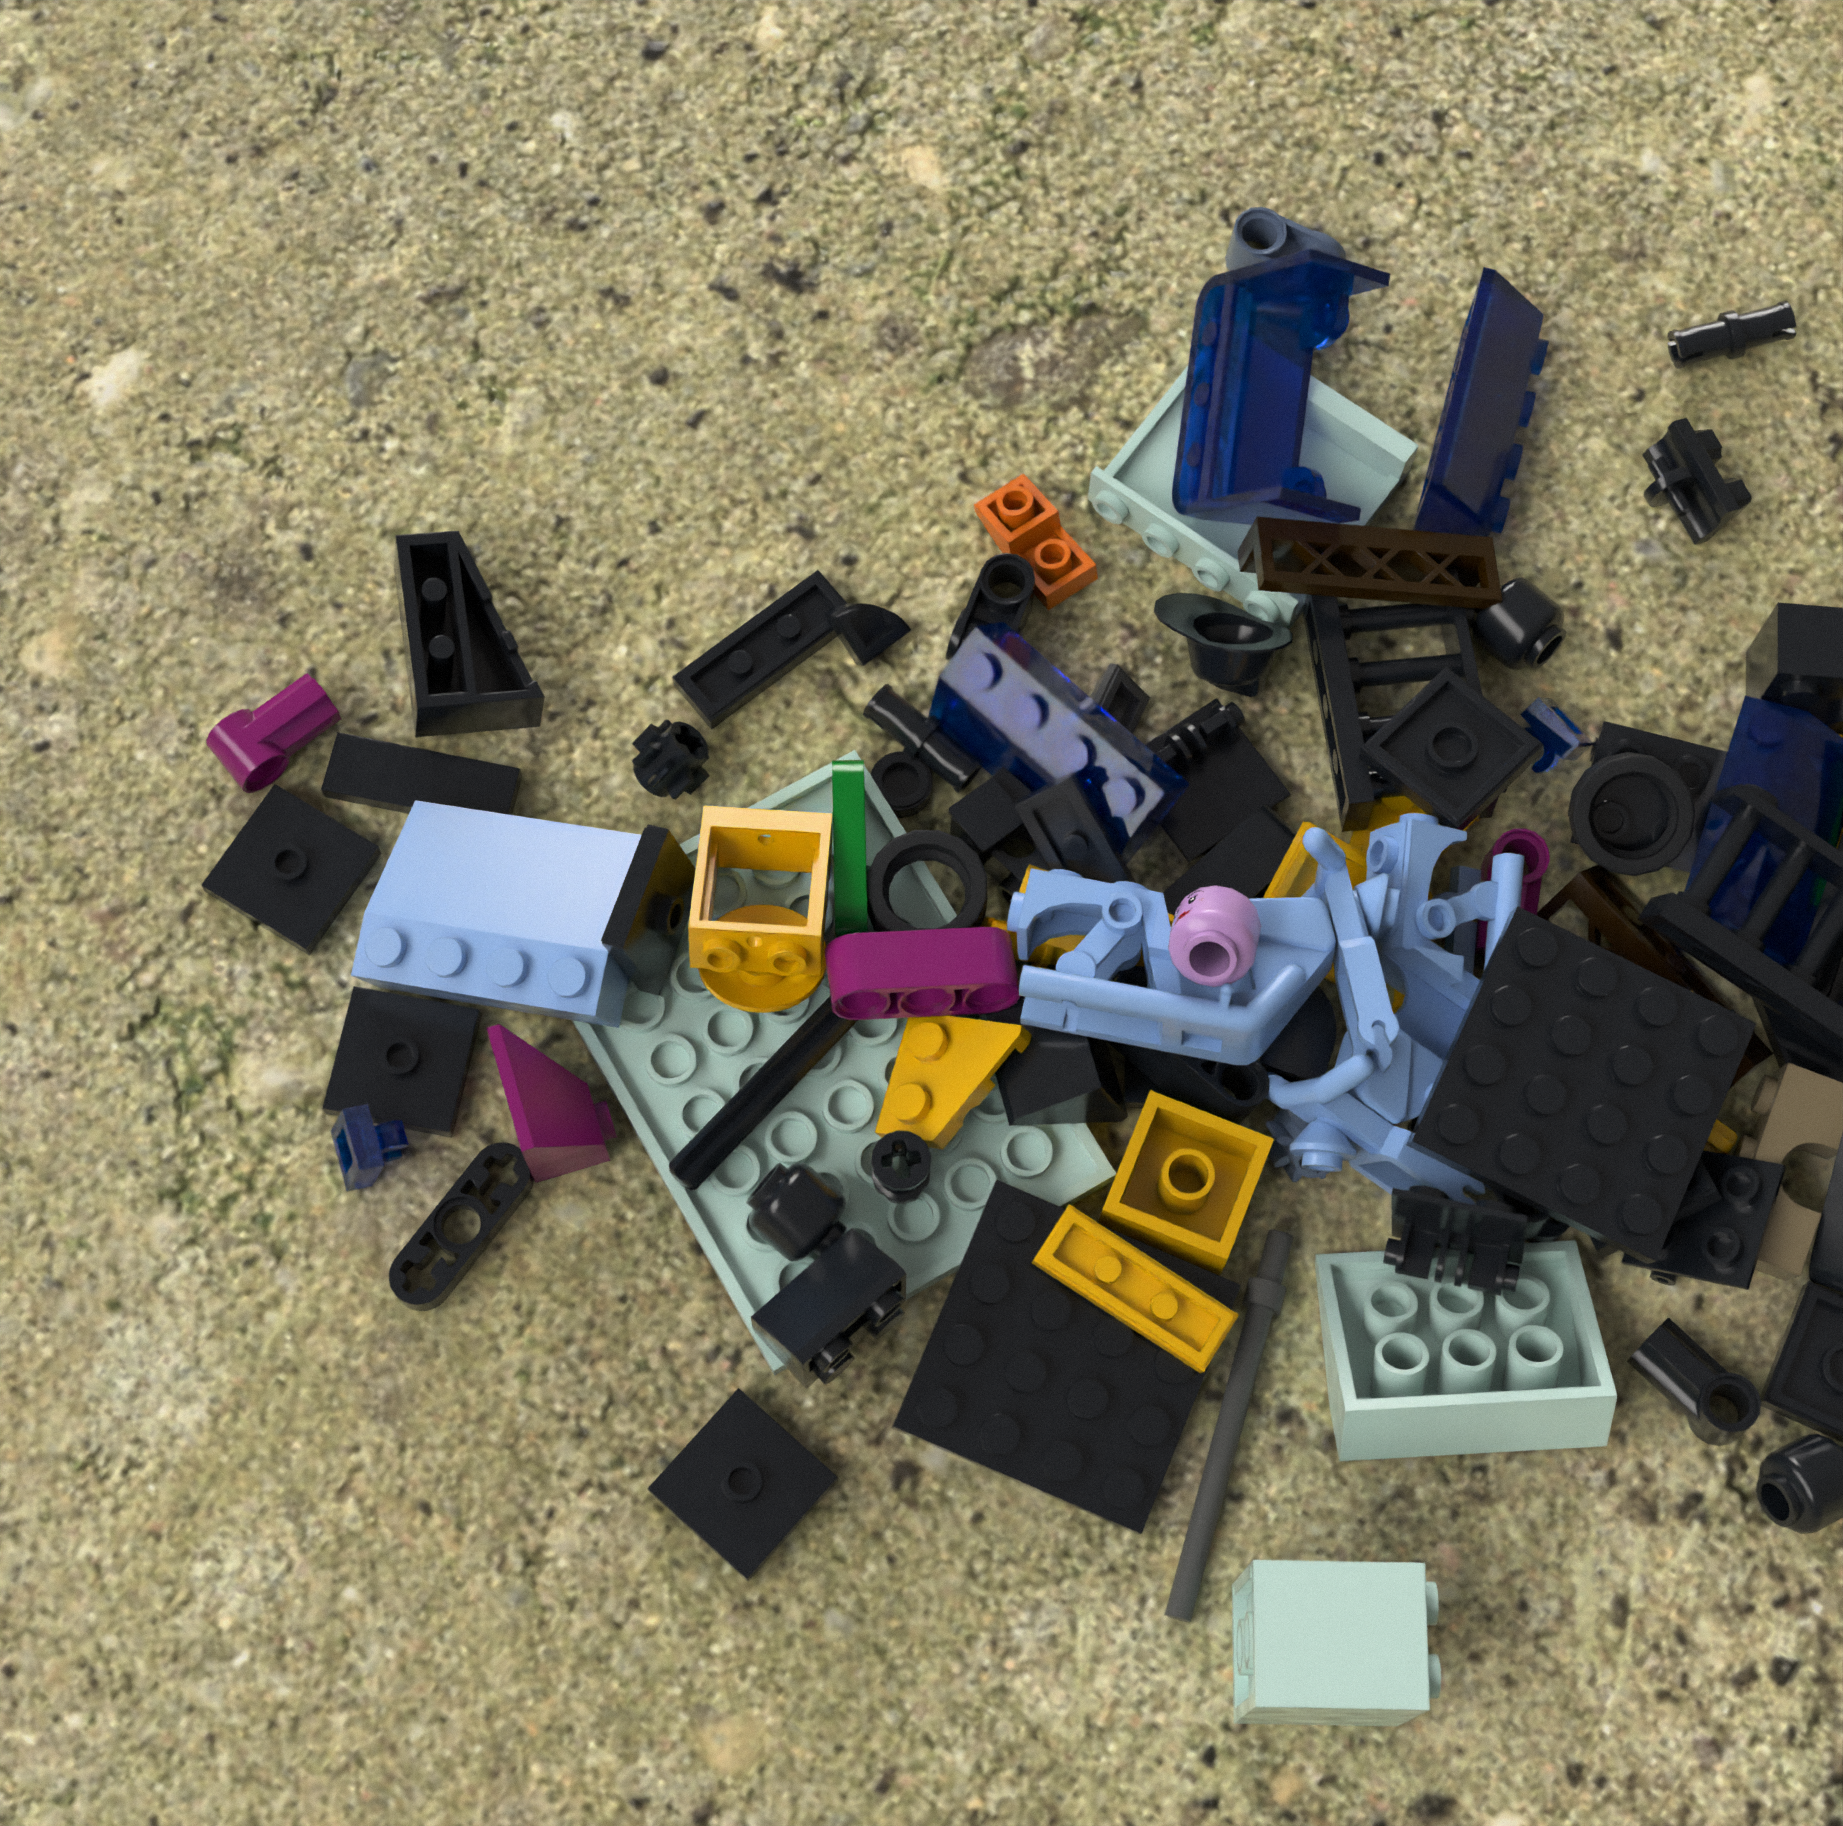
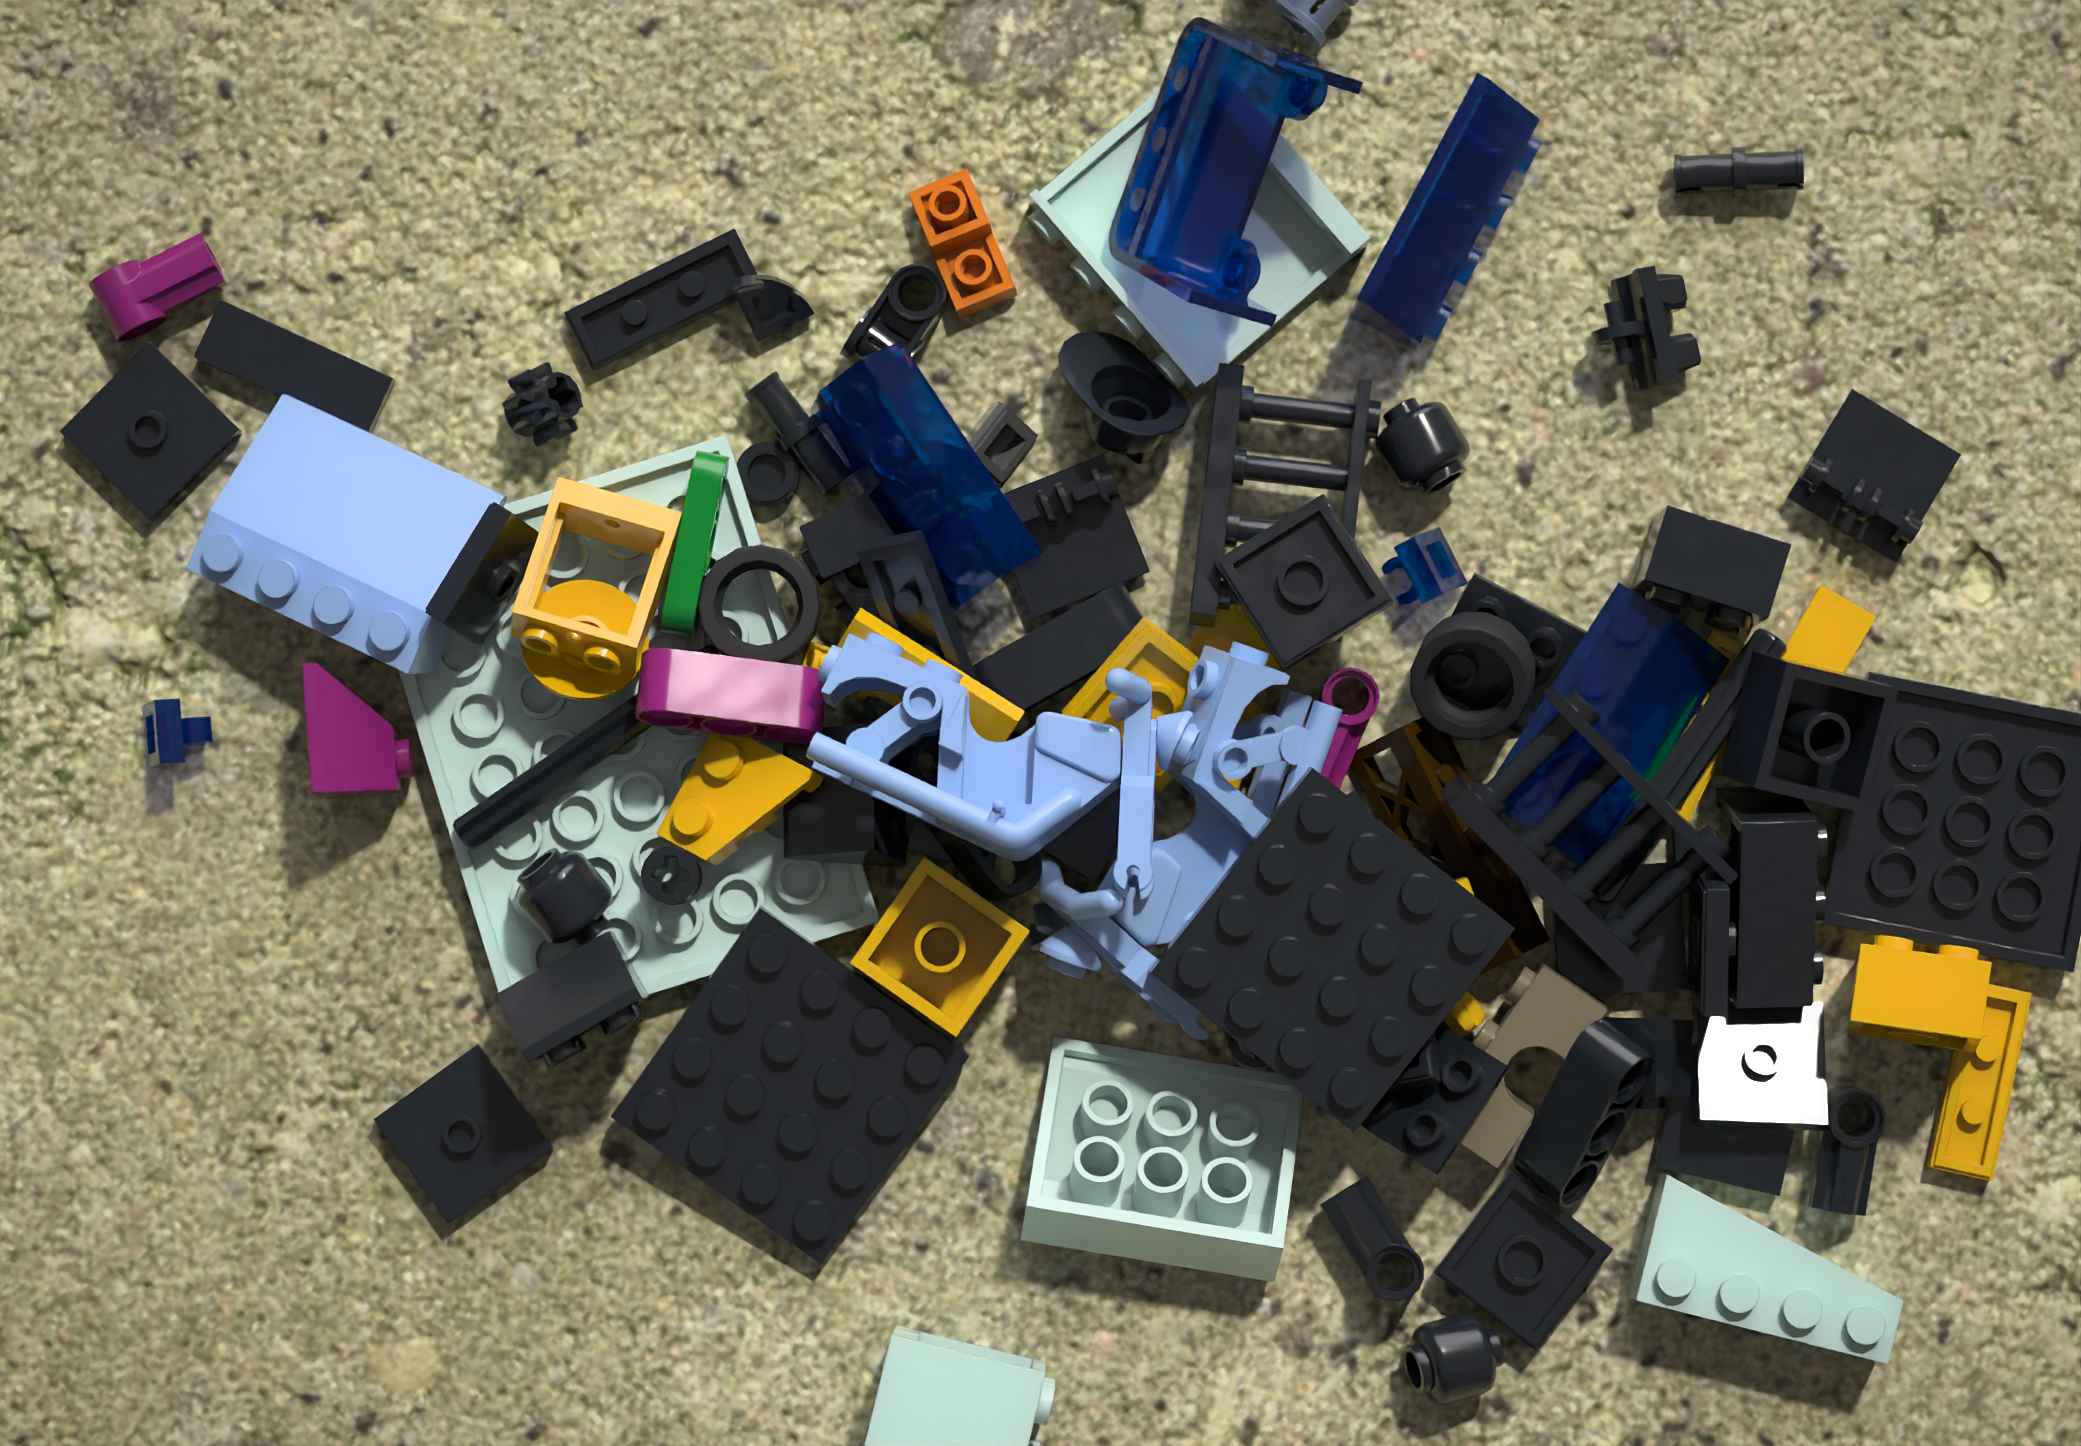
camera: 15 degrees right, 15 degrees up
(403, 1060) = (222, 654): black plate -> none
(419, 1256) = (223, 871): black beam -> none
(456, 648) = (352, 237): black wedge -> none
(1135, 1289) = (864, 1042): yellow tile -> none
(1214, 936) = (999, 751): lavender head -> none
(1262, 1299) = (992, 1069): dark grey bar -> none
(1371, 563) = (1287, 351): dark brown fence -> none
(1487, 1230) = (1159, 1040): black hinge -> none

